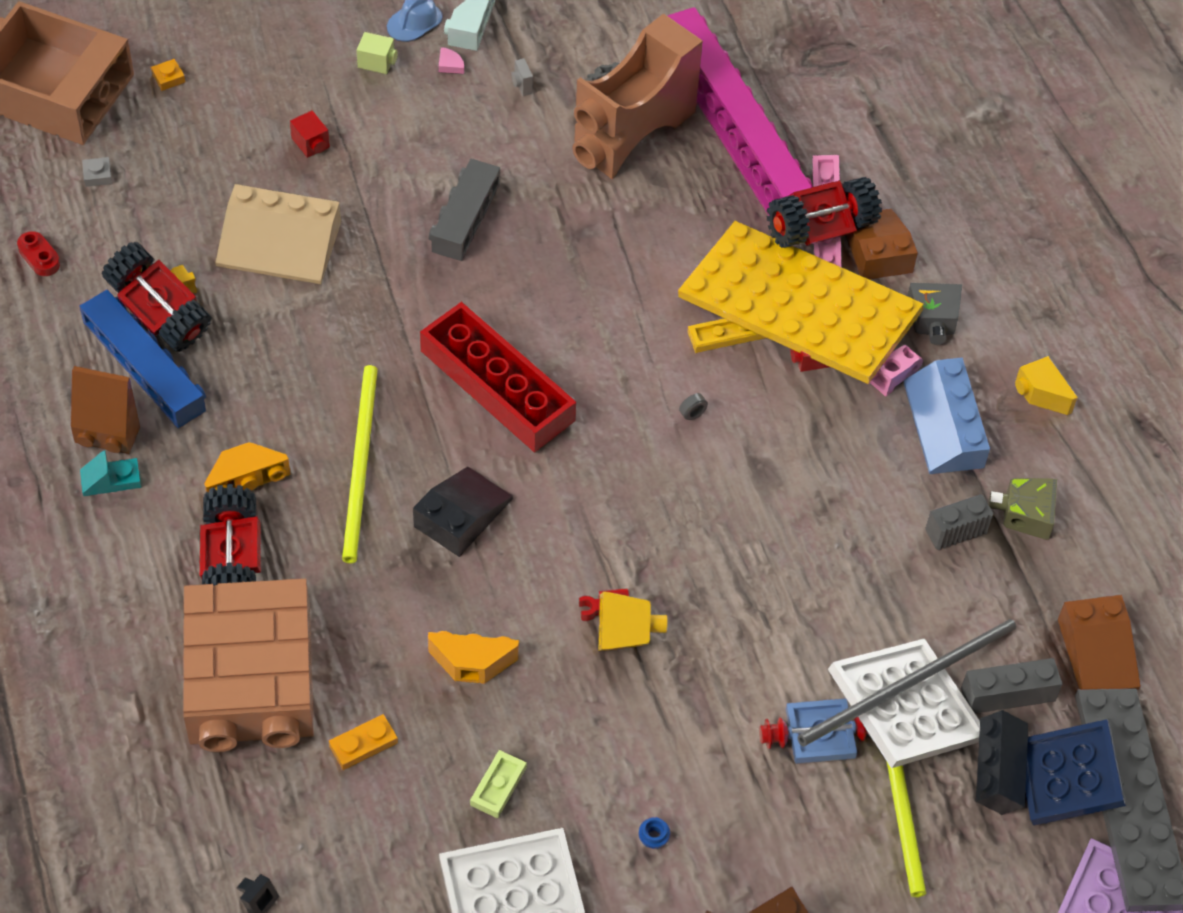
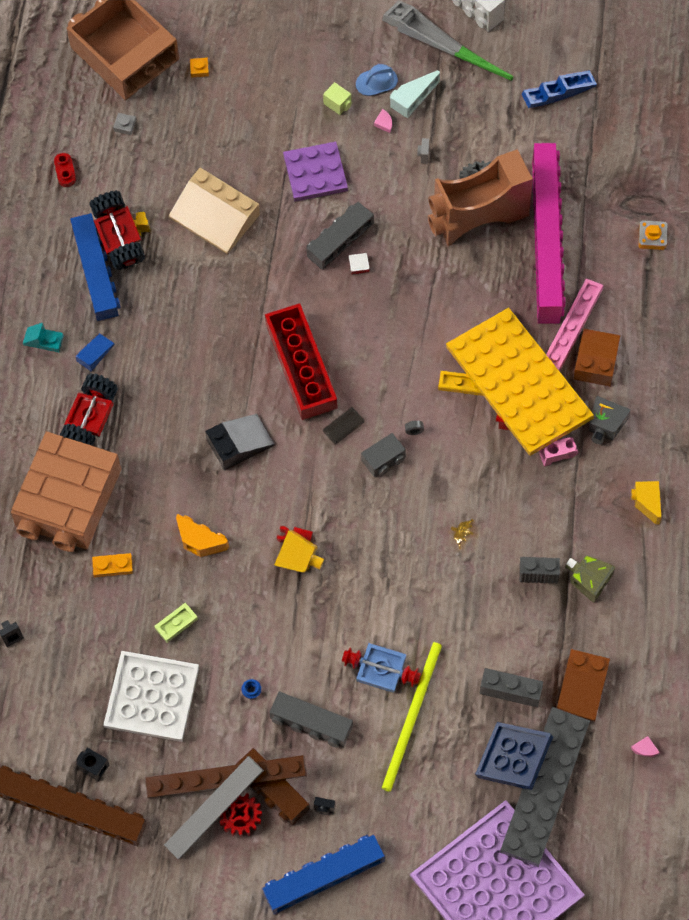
camera: 30 degrees right, 10 degrees up
(103, 410) = (52, 298): dark orange slope -> none
(194, 468) = (94, 352): none -> blue slope
(248, 467) = (121, 365): light orange slope -> none
(309, 134) = (267, 144): red brick -> none
(359, 467) = (193, 386): neon yellow piece -> none
(390, 147) = (315, 171): none -> medium lavender plate
(507, 236) = (359, 263): none -> white tile
(595, 439) = (343, 425): none -> clear smoke tile
(671, 455) = (383, 455): none -> dark grey brick
(763, 840) = (311, 720): none -> dark grey brick
(824, 212) = (562, 326): plate -> none
(828, 514) = (462, 531): none -> clear yellow piece
(862, 83) = (652, 235): none -> piece
(905, 683) = (443, 660): dark grey piece -> none
(920, 720) = (439, 672): white plate -> none
(947, 417) = (571, 496): medium blue slope -> none
(1002, 762) = (477, 732): black brick -> none

